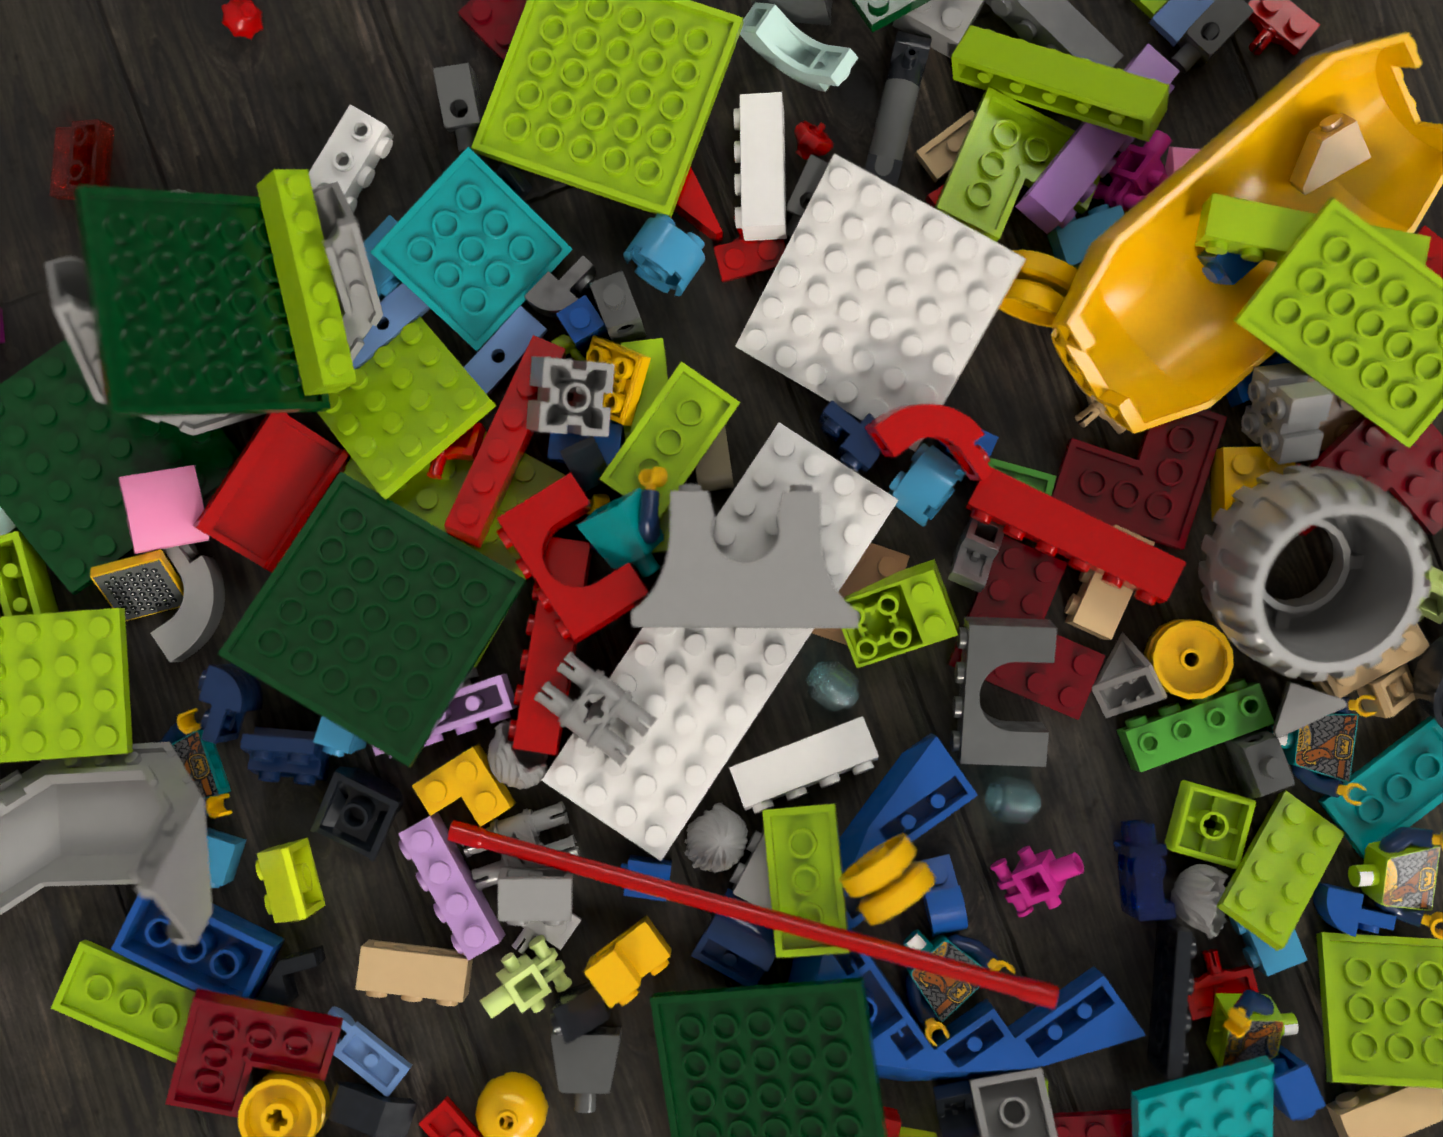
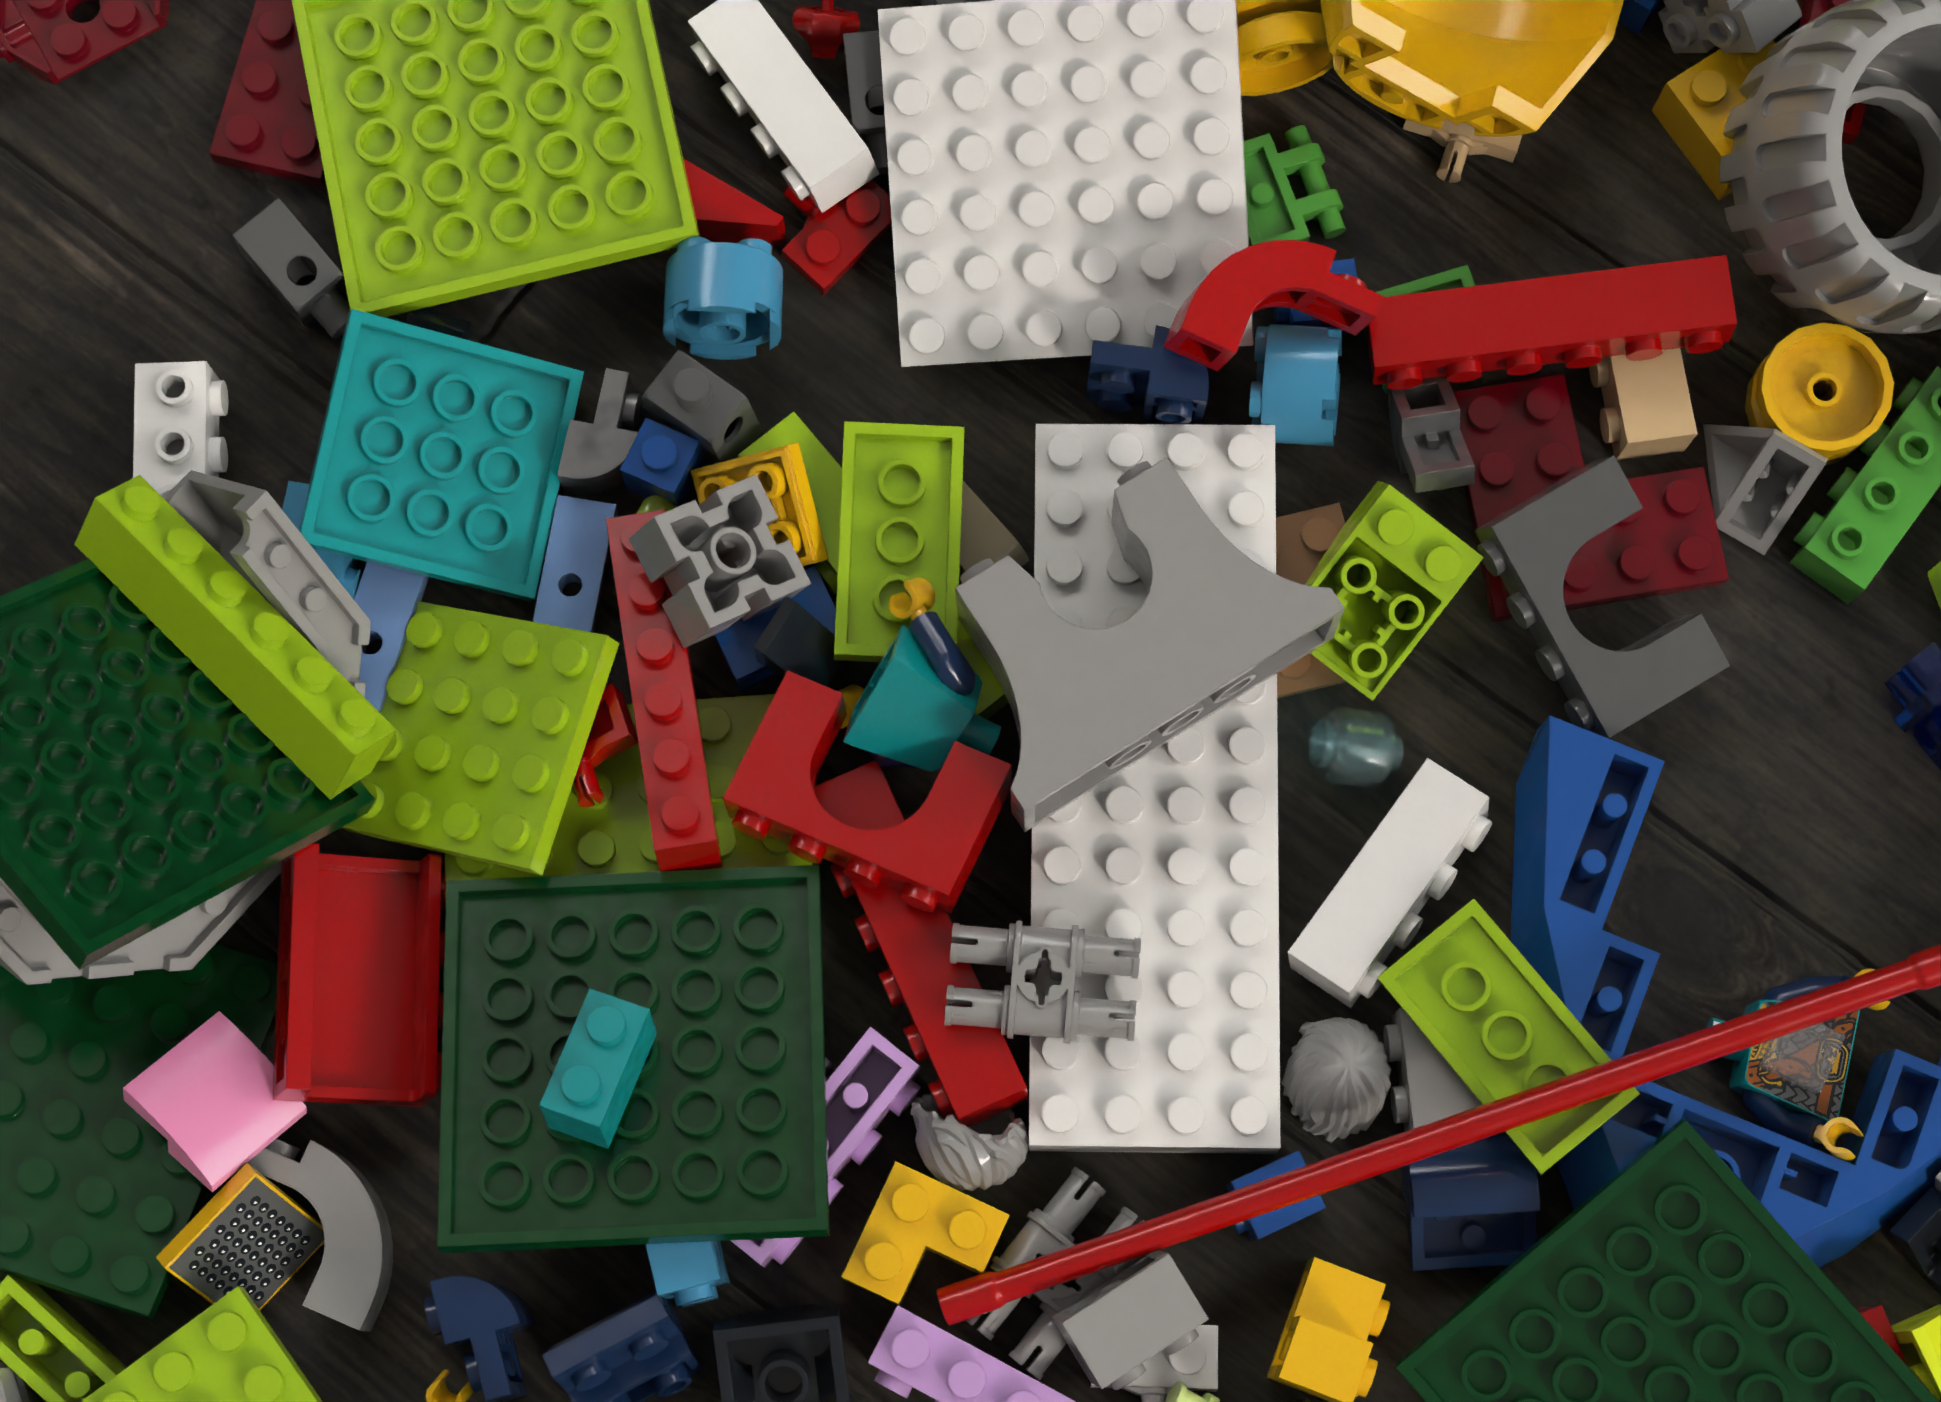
camera: 35 degrees left, 10 degrees down
(346, 617) = (598, 1068): none -> teal brick
(887, 879) = (1622, 948): yellow wheel -> none
(944, 899) = (1714, 946): blue brick -> none
(946, 987) = (1804, 1056): none -> clear tile
(975, 382) = (1270, 200): none -> bright green plate
(1012, 800) = (1715, 747): clear light blue head -> none
(1036, 878) = (1827, 830): dark pink piece -> none
(1150, 493) = (1615, 191): dark red plate -> none

